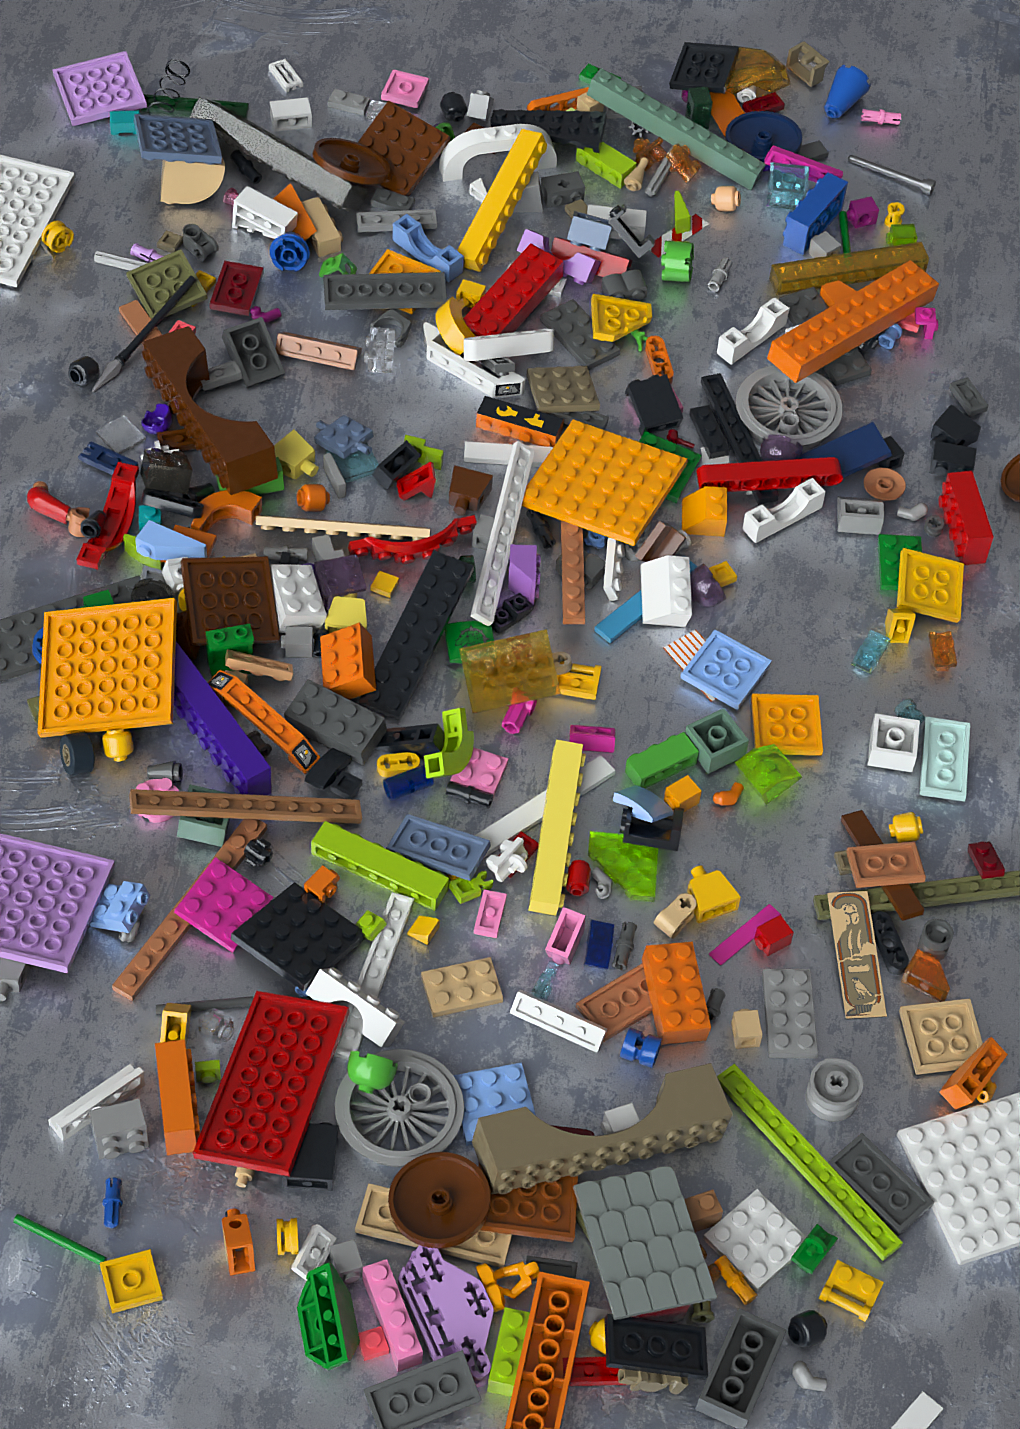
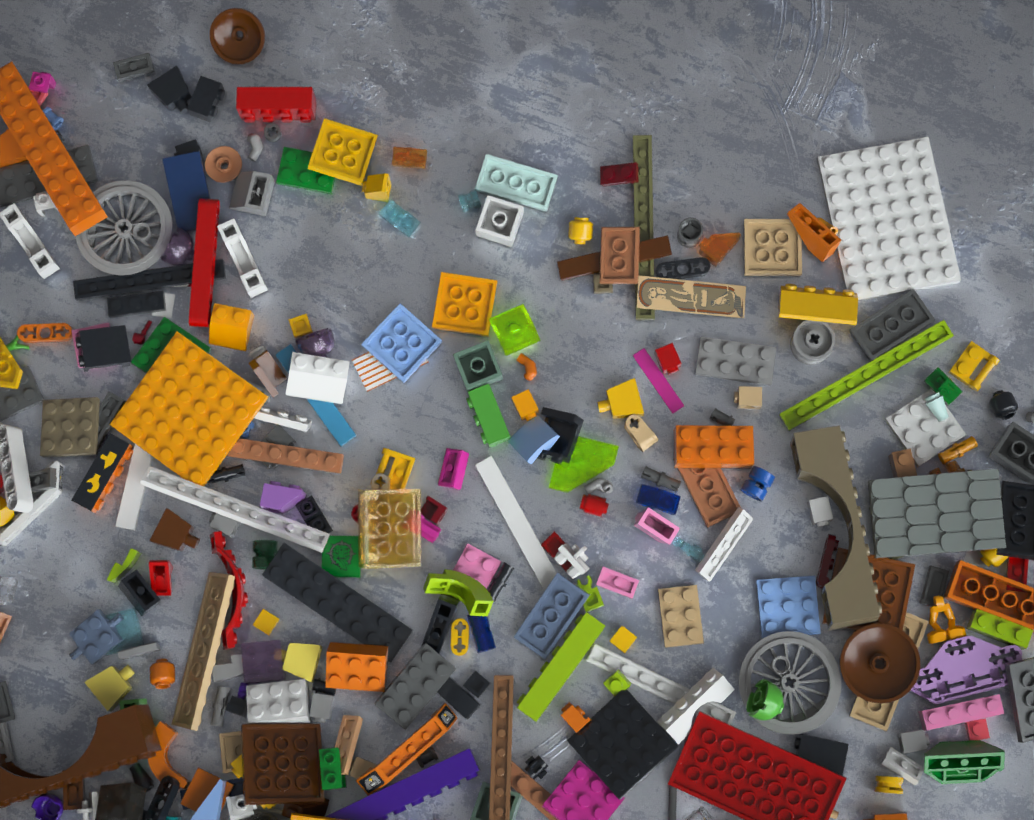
camera: 70 degrees left, 25 degrees up
(538, 723) = (433, 510): none -> dark red panel
(556, 827) = (545, 514): light yellow brick -> none
(786, 1239) = (937, 406): none -> light aqua cone
(882, 1086) = (818, 304): none -> yellow slope

